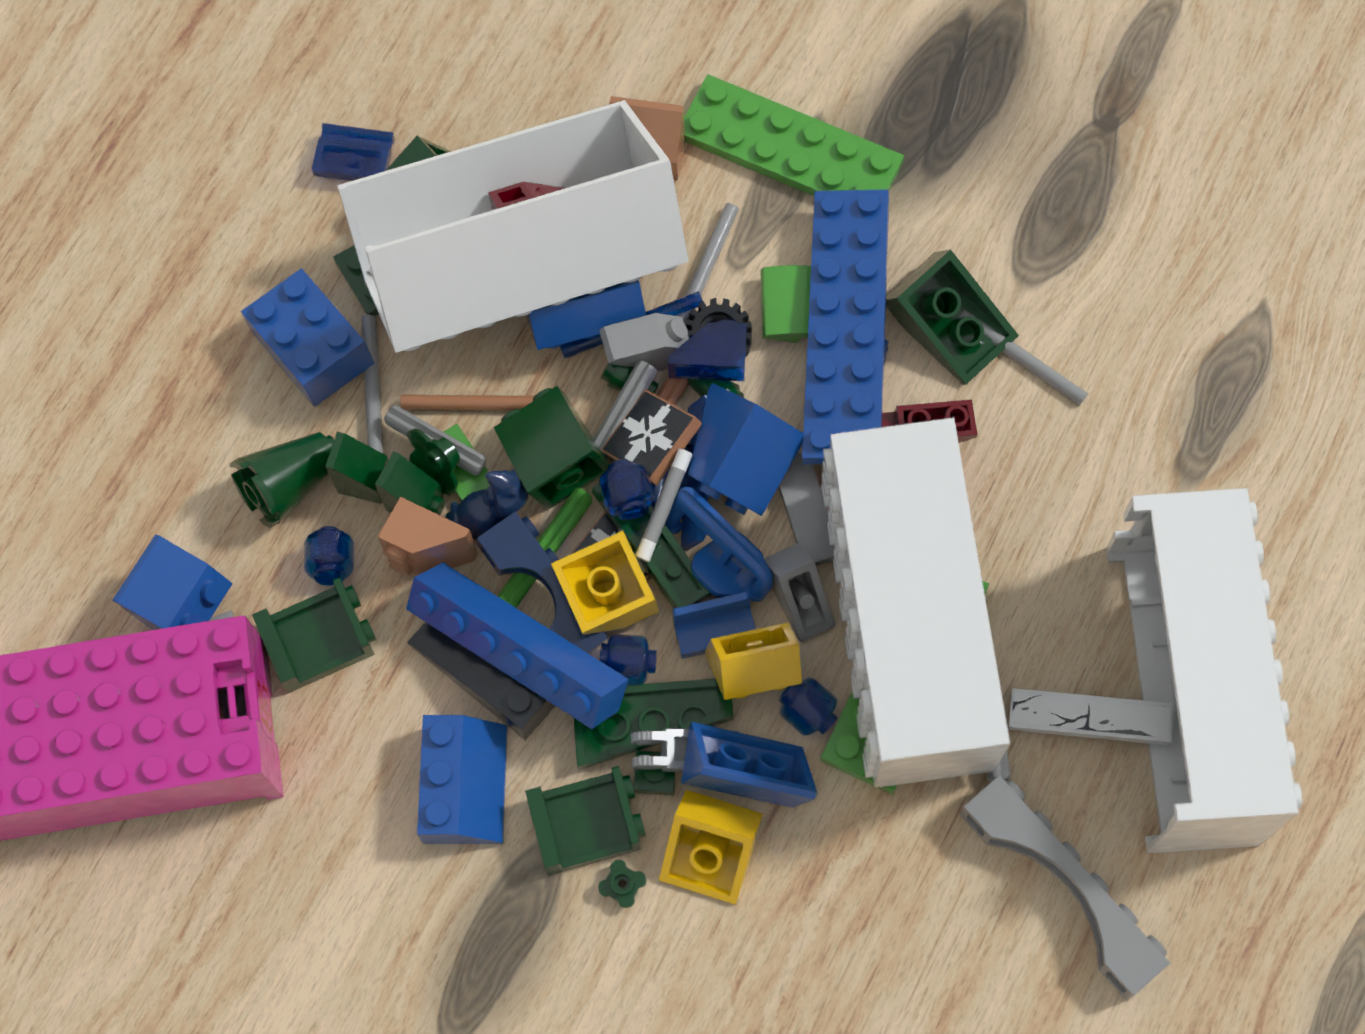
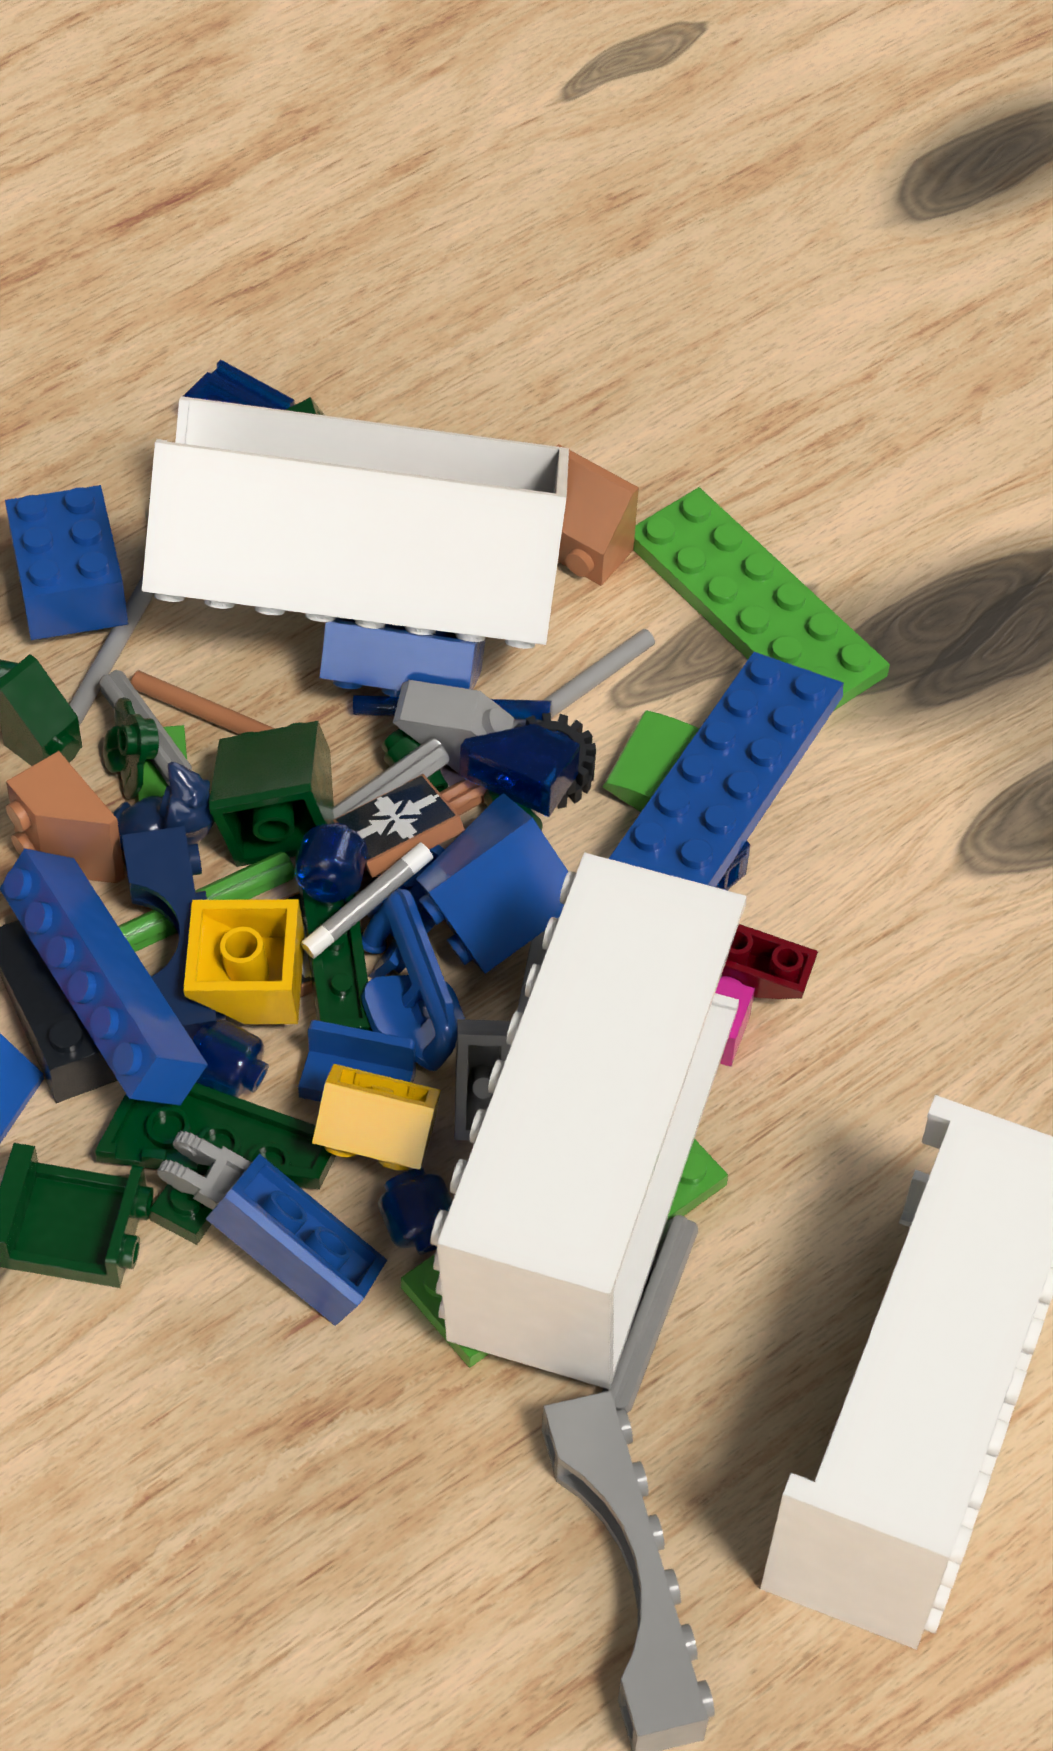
camera: 20 degrees right, 15 degrees down
(407, 481) = (83, 746): dark green slope -> none
(624, 895) = (73, 1326): dark green plate -> none
(710, 846) = (202, 1315): yellow slope -> none
(930, 309) = (848, 856): dark green slope -> none
(1035, 366) = (917, 945): light grey bar -> none
(1091, 716) = (755, 1376): white tile -> none

